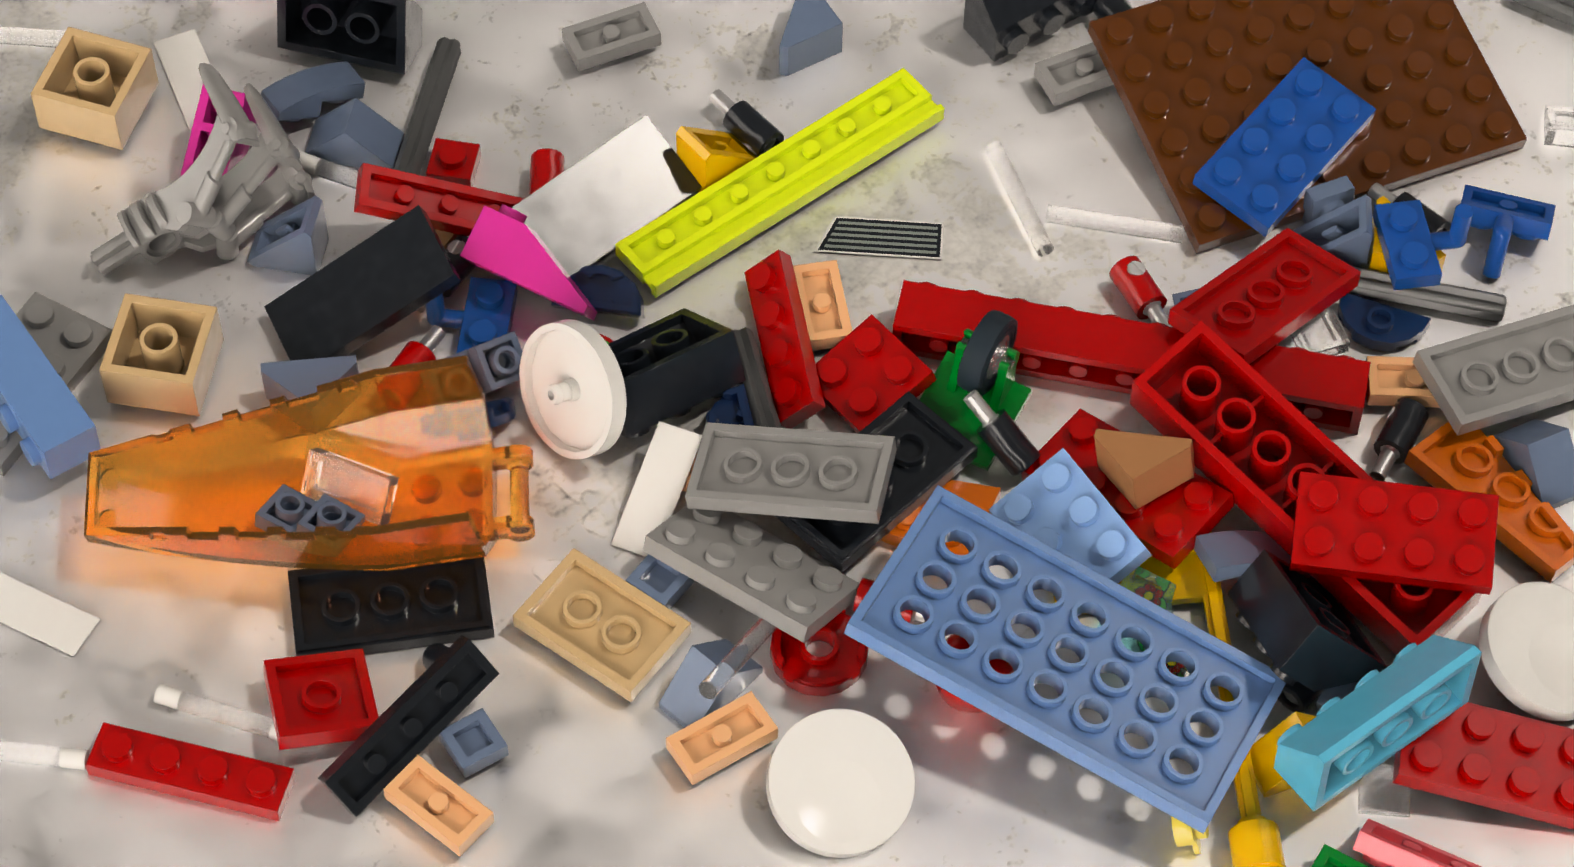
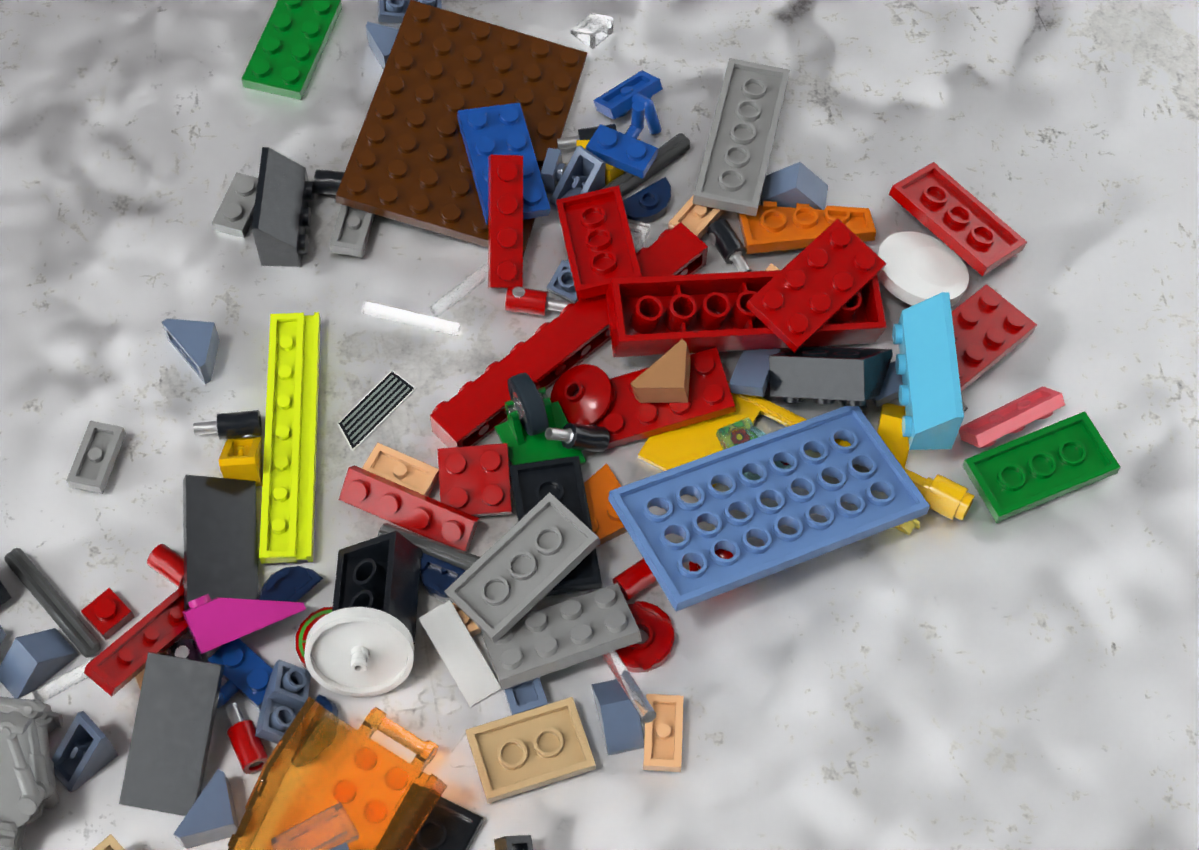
camera: 55 degrees left, 5 degrees up
(840, 783) = (747, 686): white piece -> none
(1062, 411) = (593, 395): none -> red dish
(1073, 517) = (663, 440): light blue plate -> none
(1205, 193) = (505, 221): none -> red plate

